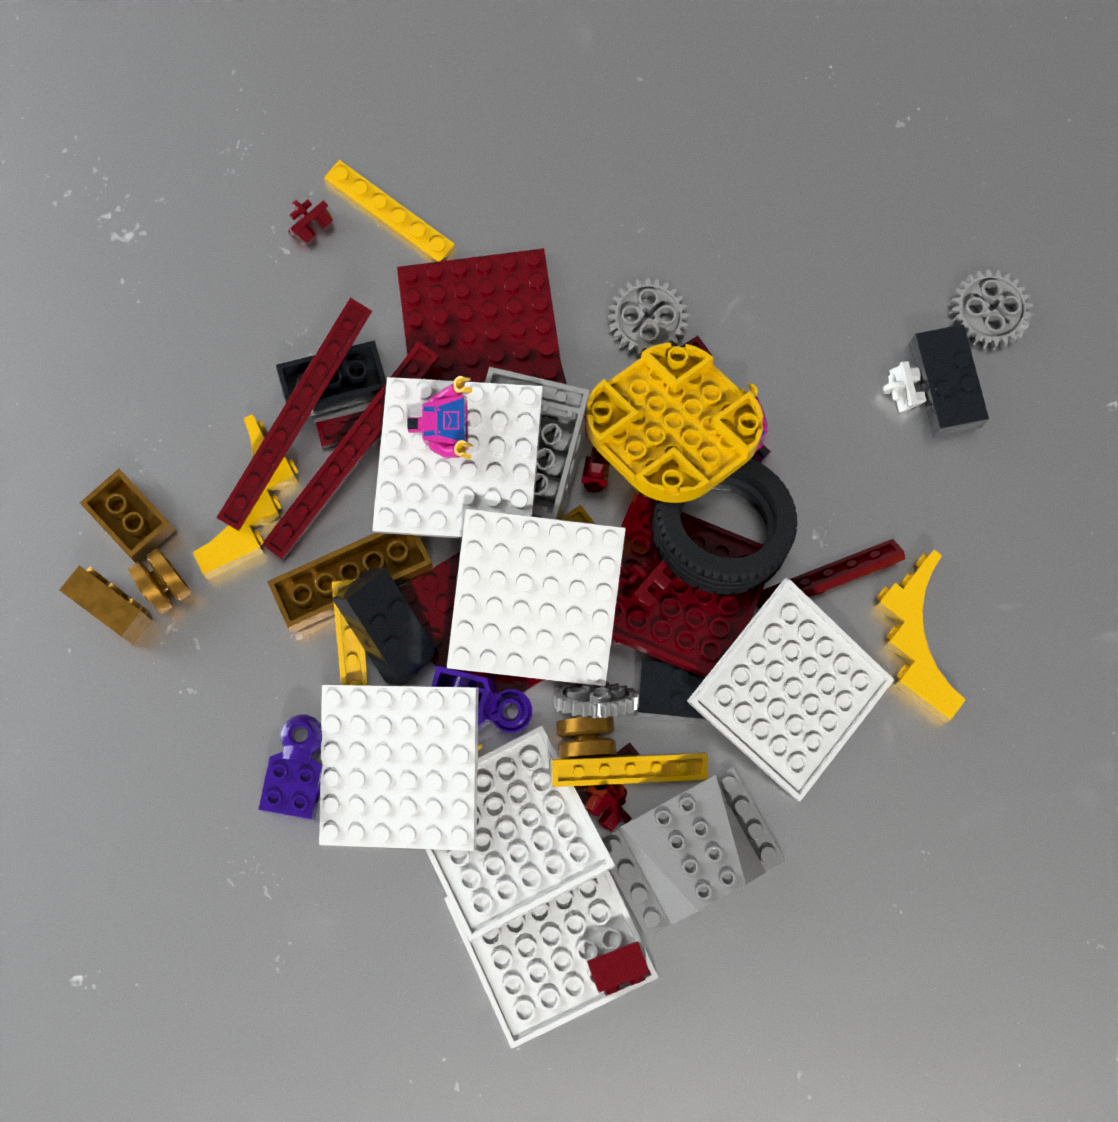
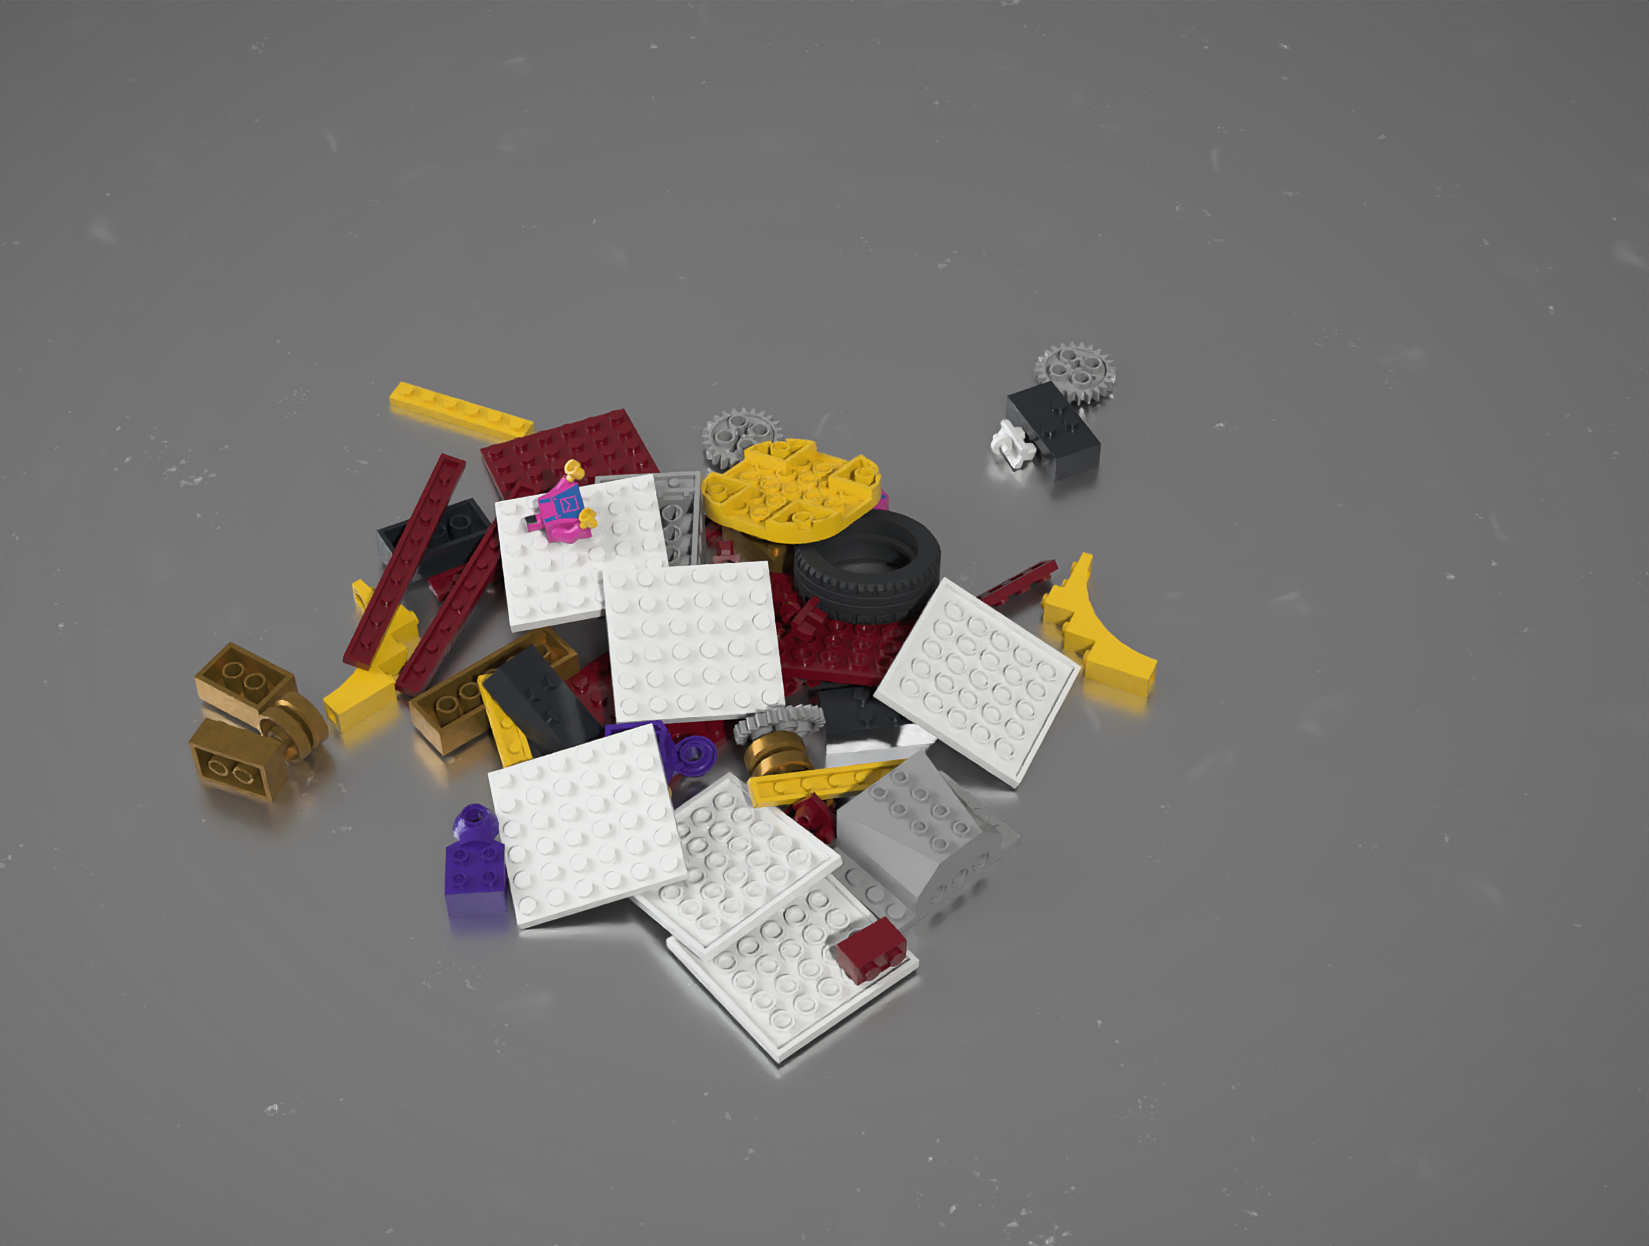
camera: 10 degrees left, 30 degrees down
(318, 214) = (377, 426): dark red hips -> none

